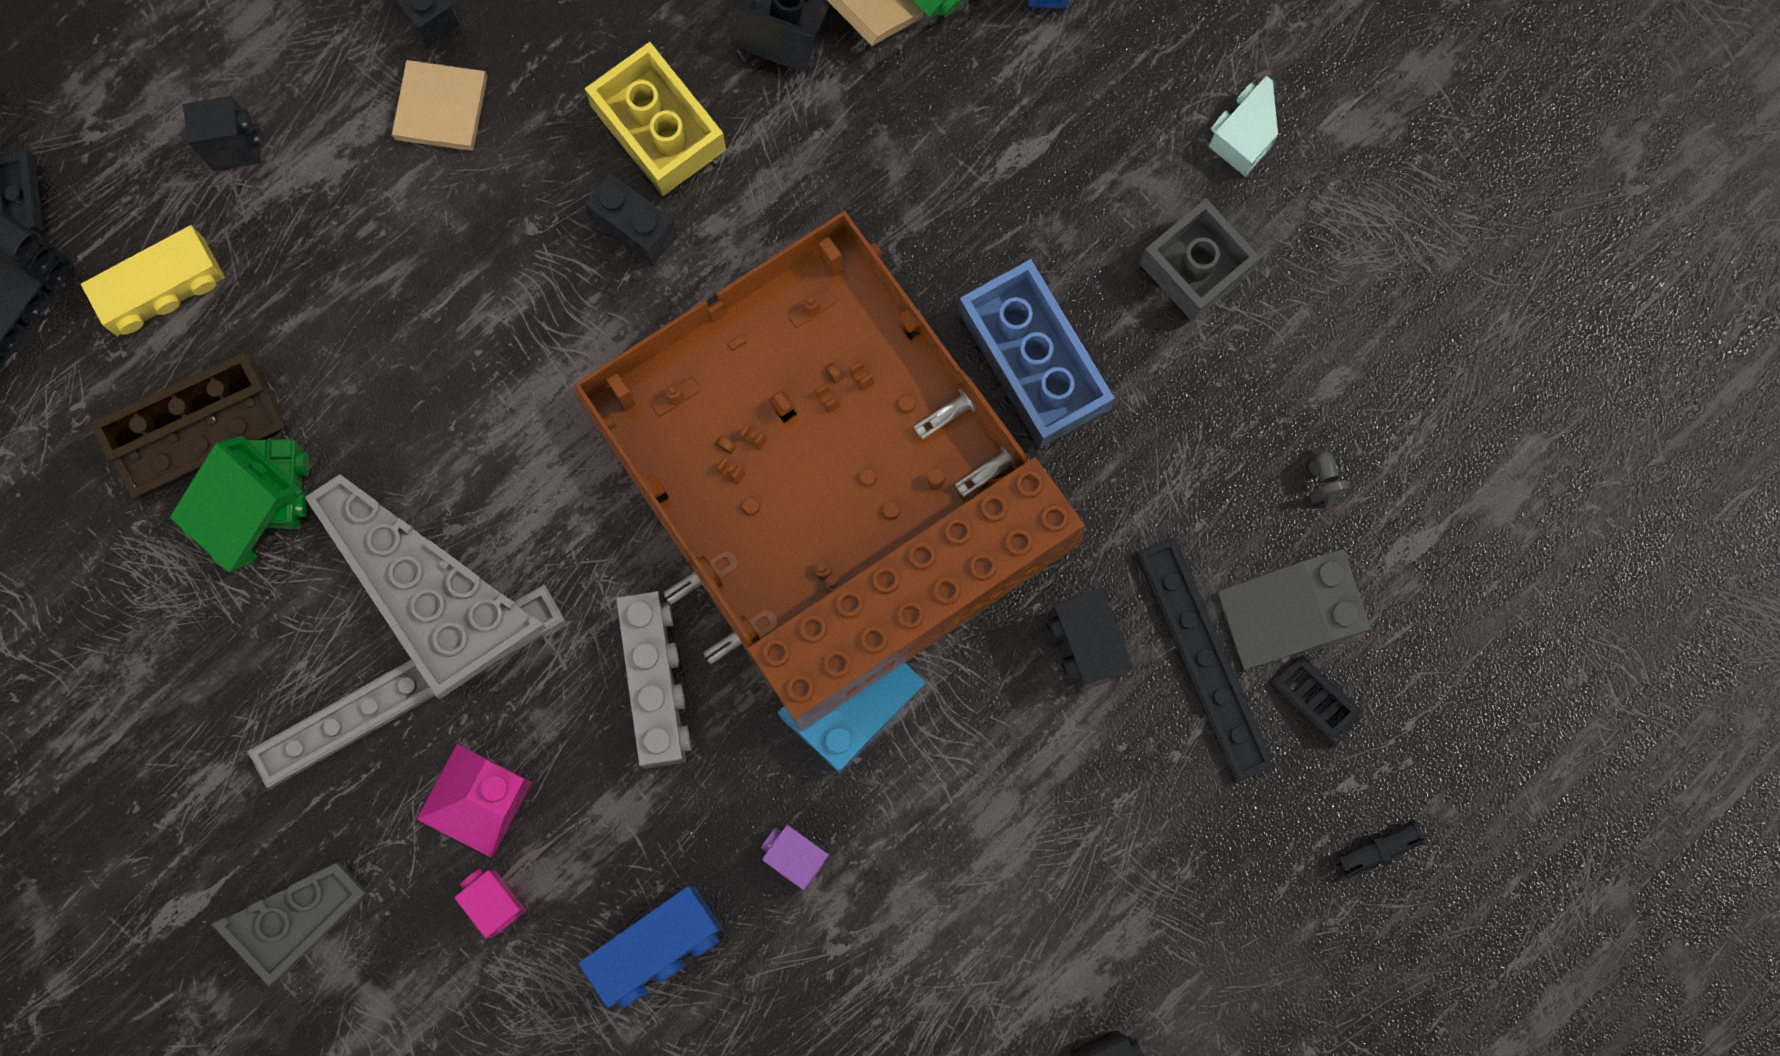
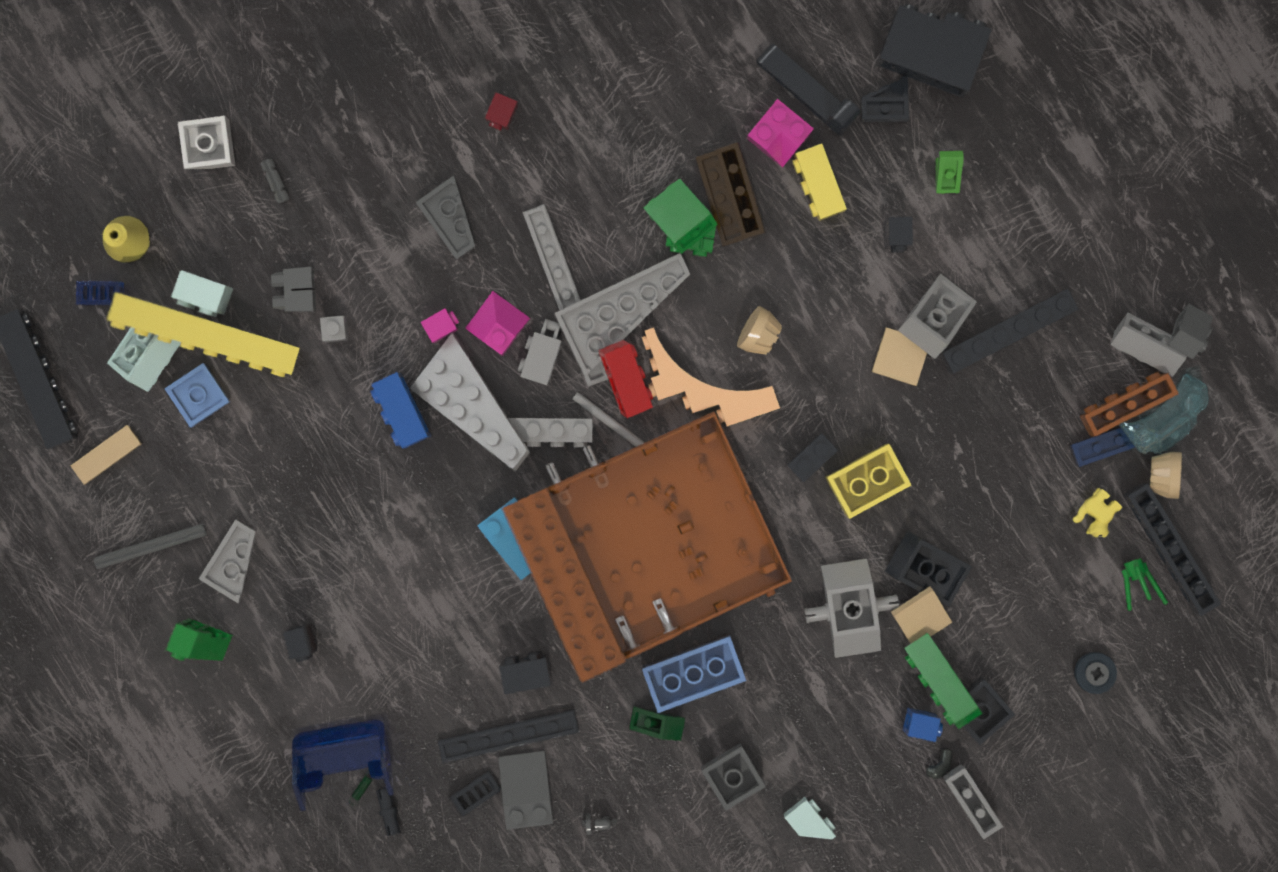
camera: 100 degrees right, 10 degrees up
(73, 360) = (780, 133): none -> dark pink slope
(85, 856) = (501, 112): none -> dark red brick
(110, 72) = (949, 171): none -> bright green slope
(363, 52) = (937, 316): none -> light grey slope
(424, 338) = (759, 332): none -> tan piece
(518, 710) = (541, 354): none -> light grey brick
(536, 552) = (626, 378): none -> red brick
(548, 428) = (672, 380): none -> light nougat arch
(611, 838) = (462, 396): none -> light grey wing
(619, 576) = (608, 420): none -> light grey bar
(793, 856) = (437, 493): medium lavender brick -> none
(913, 108) = (844, 585): none -> light grey slope
(1135, 404) = (658, 725): none -> dark green slope
(1290, 958) = (338, 751): none -> clear blue windscreen
(1348, 905) = (362, 787): none -> dark green piece

